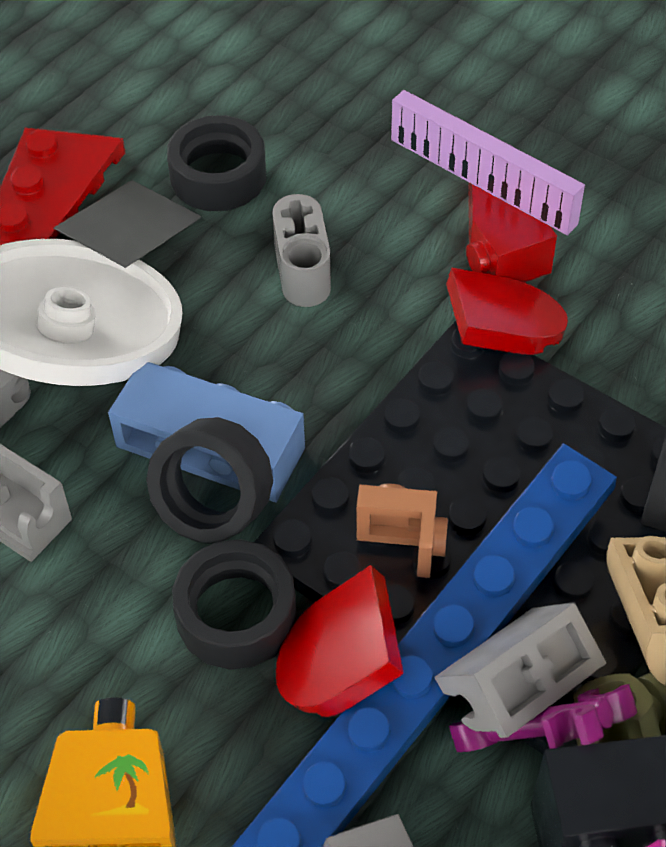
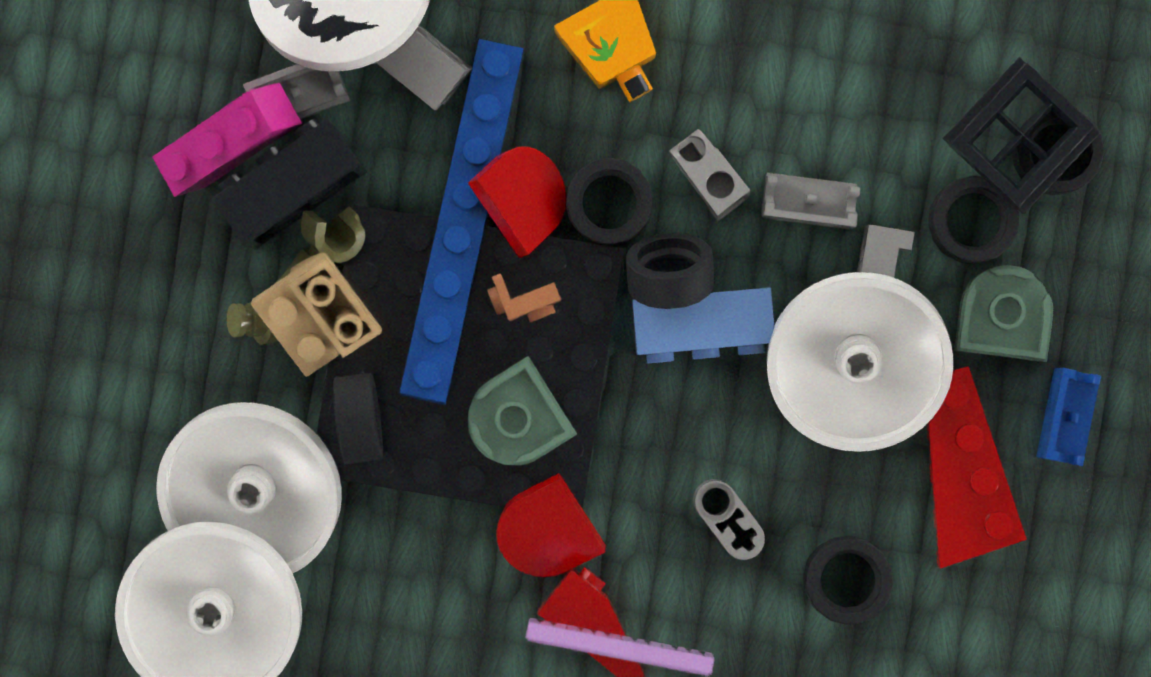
camera: 150 degrees right, 35 degrees up
(94, 574) = (710, 174): none -> light grey leg
(128, 223) = (880, 485): dark grey sticker -> none
(480, 422) = (517, 417): none -> sand green tile
(523, 668) = (401, 228): light grey hinge -> none
(560, 722) = (356, 200): magenta bar -> none

